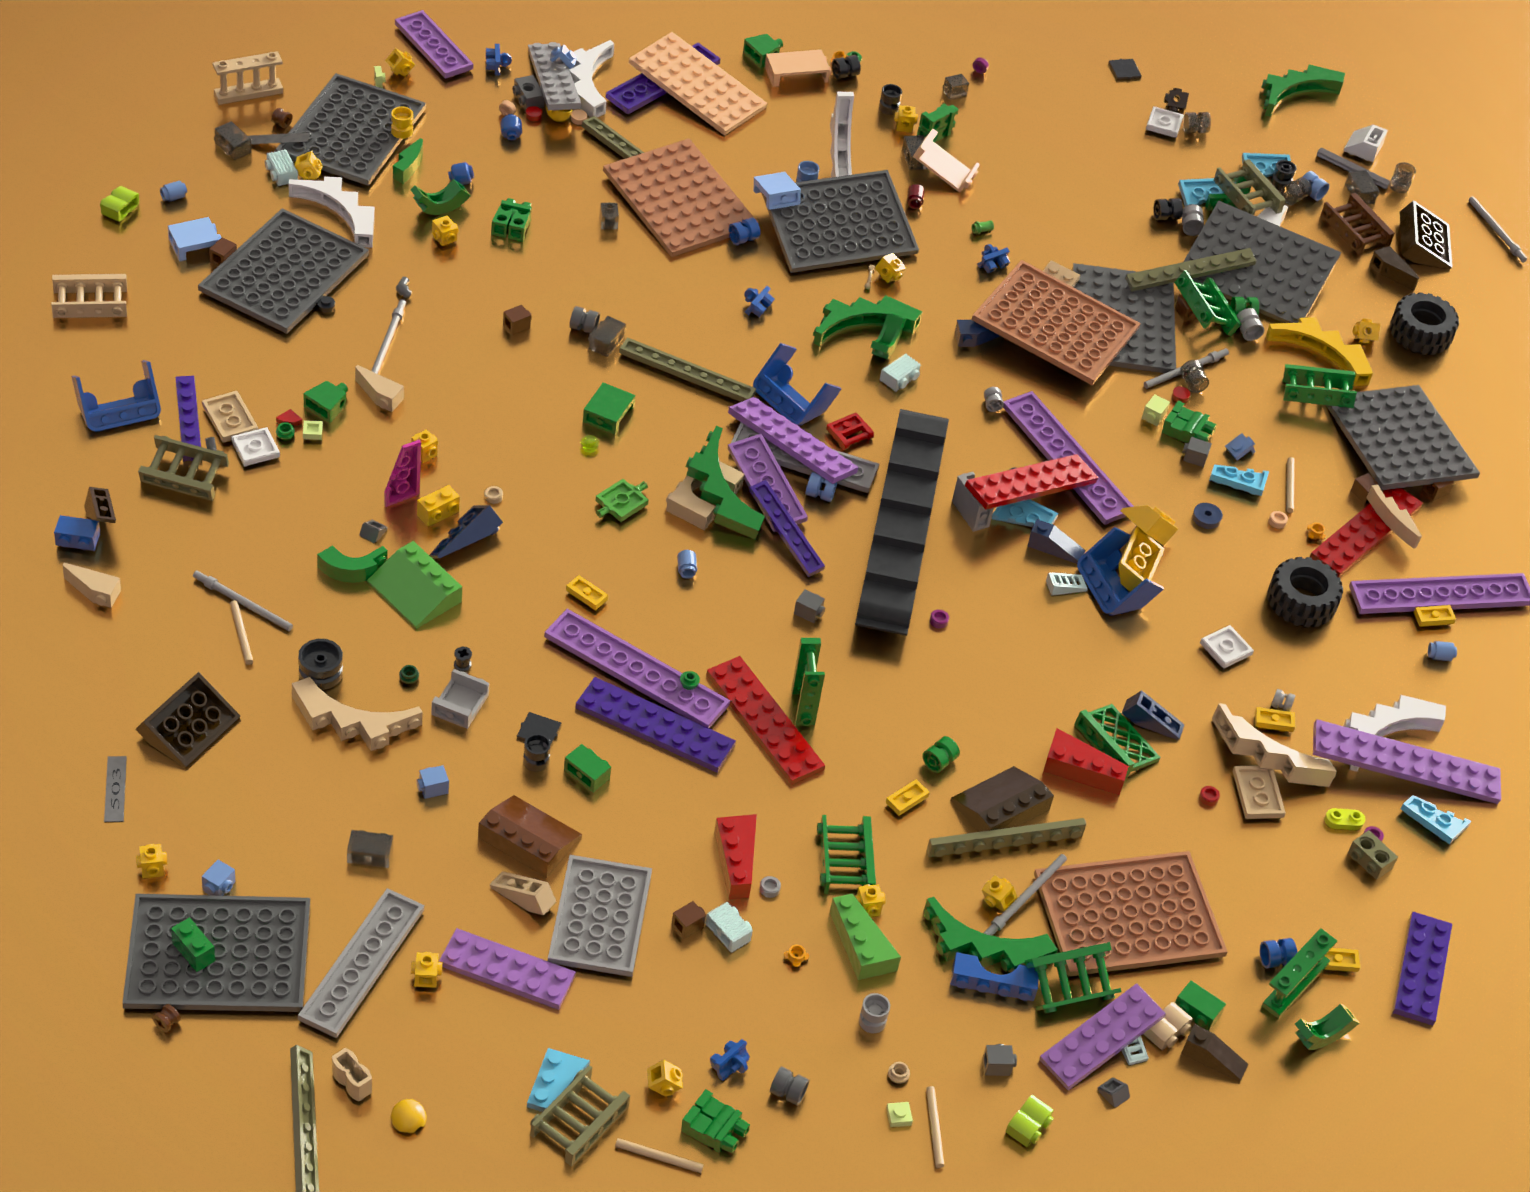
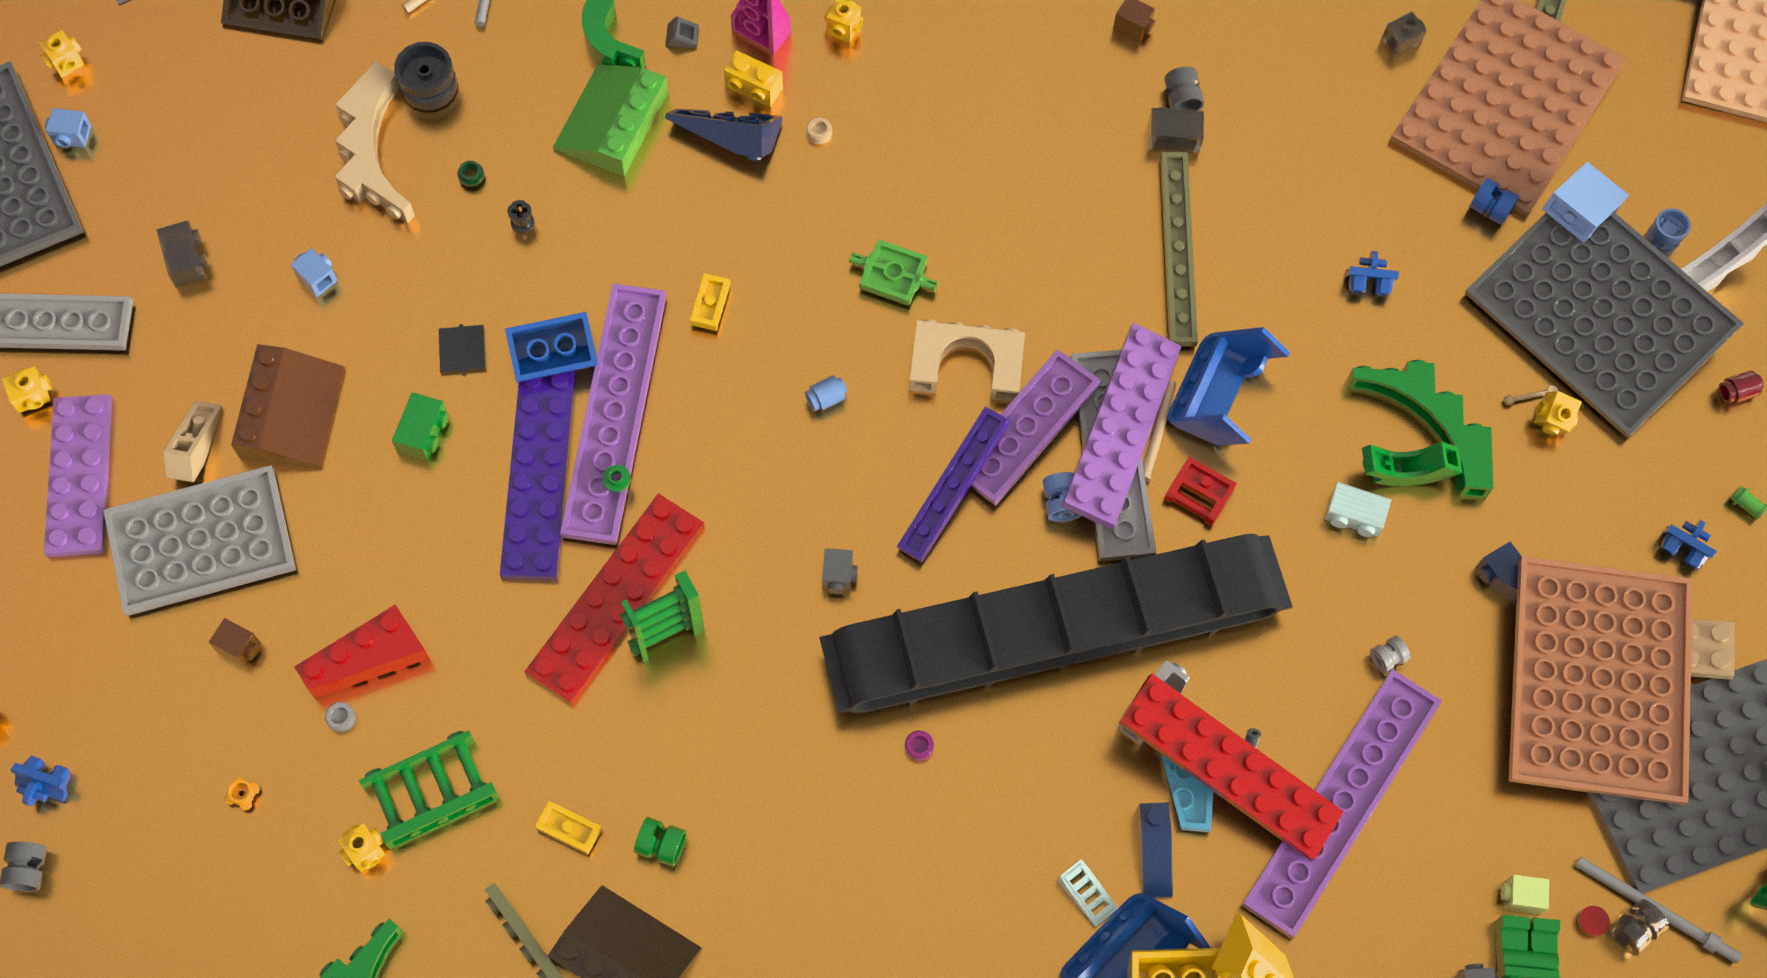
camera: 70 degrees right, 20 degrees up
(461, 699) = (458, 244): light grey panel -> none
(536, 752) = (410, 359): black wheel -> none
(575, 677) = (551, 347): none -> blue slope
(590, 443) = (973, 194): clear neon green plate -> none
(608, 408) = (1046, 185): green panel -> none
(729, 508) = (988, 340): green arch -> none
(729, 926) = (245, 694): light aqua brick -> none
(863, 940) = (294, 862): bright green wedge -> none
(874, 1013) = (178, 925): light grey wheel -> none

